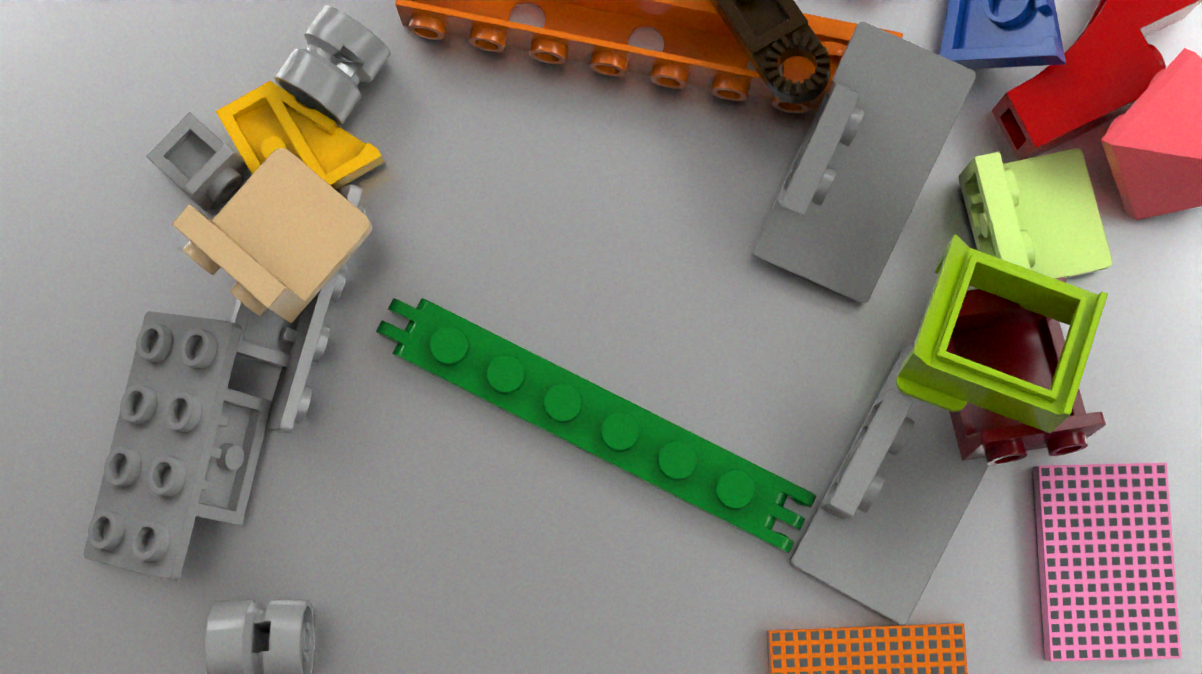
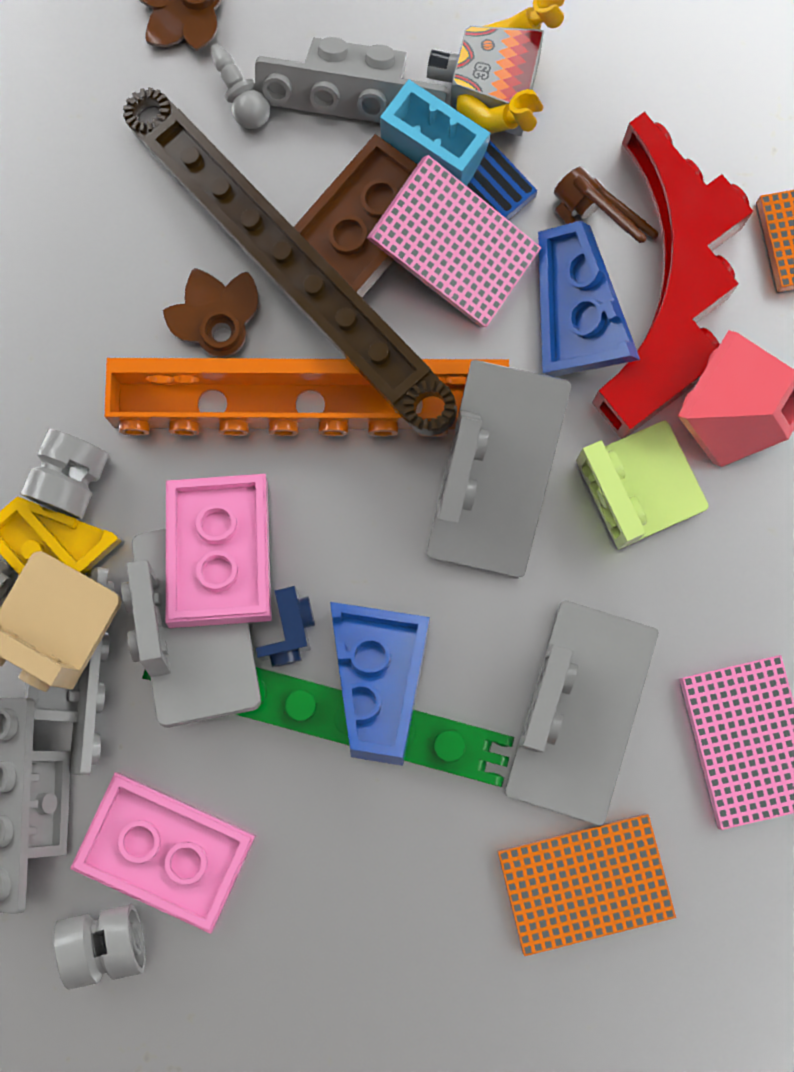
camera: 10 degrees left, 0 degrees up
(359, 547) = (163, 852): none -> bright pink tile
(451, 275) = (192, 670): none -> light grey bracket
(499, 195) = (217, 551): none -> bright pink tile
(578, 296) = (295, 617): none -> dark blue bracket
(665, 387) = (379, 677): none -> wing
(952, 381) = (600, 632): lime piece -> none
(1028, 348) = (644, 610): dark red panel -> none

